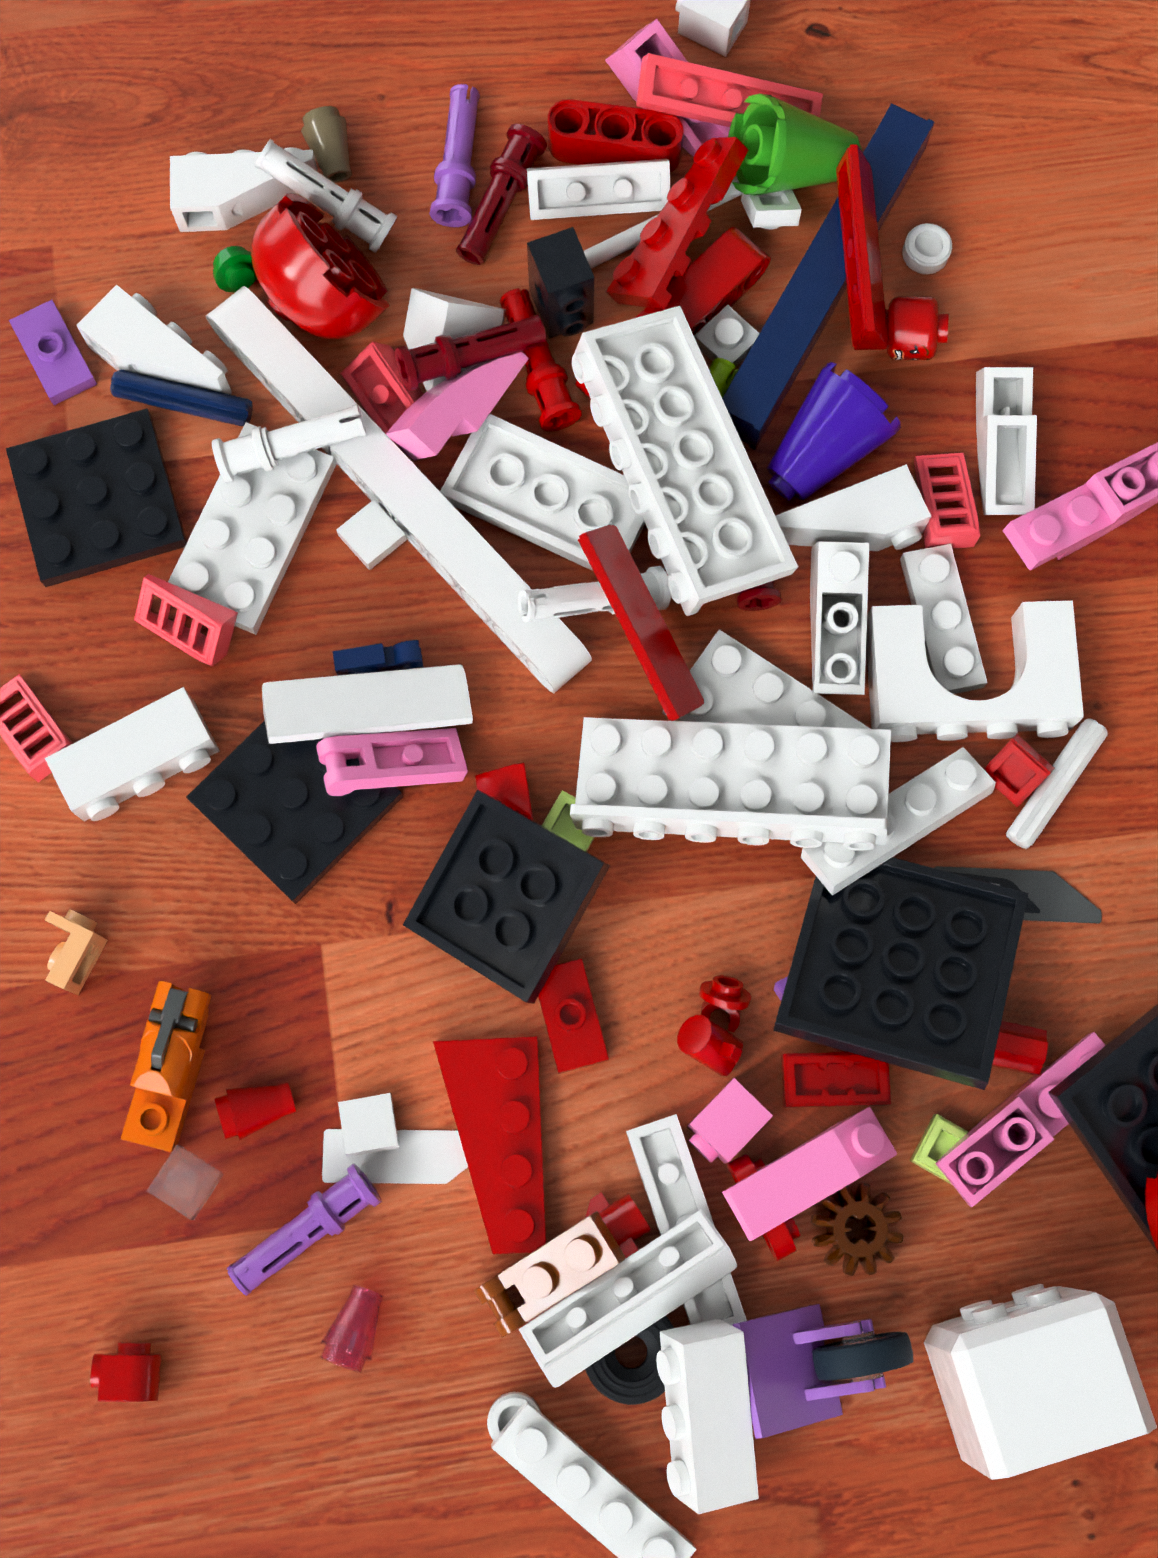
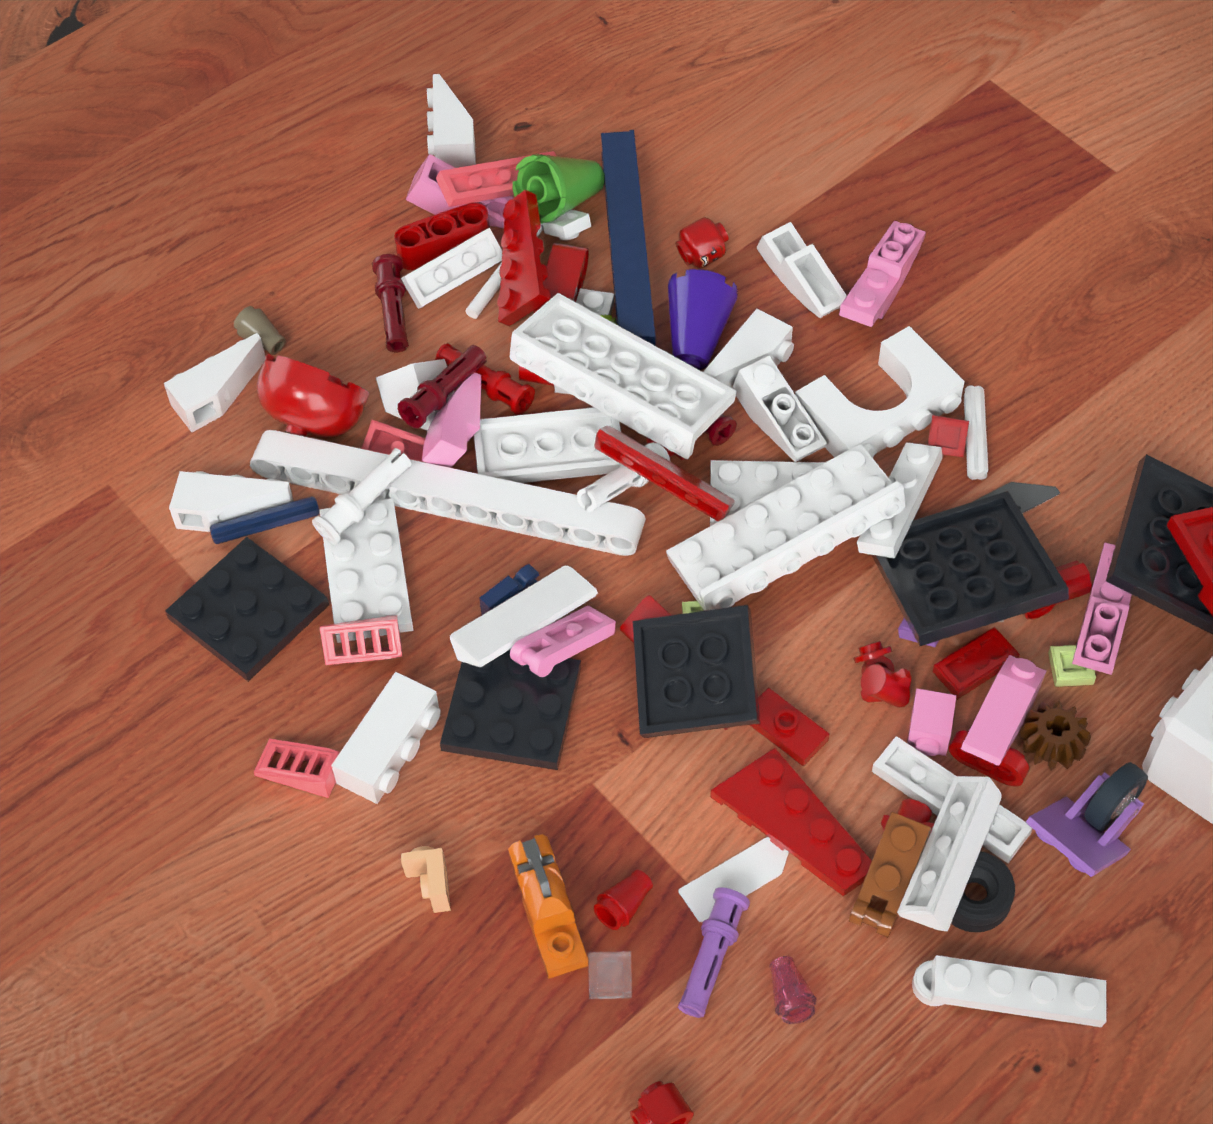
camera: 30 degrees left, 20 degrees down
(52, 352) = (155, 541): medium lavender plate -> none
(233, 269) = (249, 428): green plate -> none
(346, 207) = (256, 349): white pin -> none
(368, 1125) = (706, 865): white tile -> none
(371, 534) = (449, 530): white tile -> none
(455, 174) = (354, 305): medium lavender pin -> none
(561, 283) = (472, 319): black brick -> none
(707, 1415) = (1052, 886): white brick -> none
(861, 251) = (643, 213): red slope -> none
(927, 248) = (676, 201): white tile -> none
(948, 629) = (815, 362): white plate -> none
(958, 535) = (815, 326): coral slope -> none

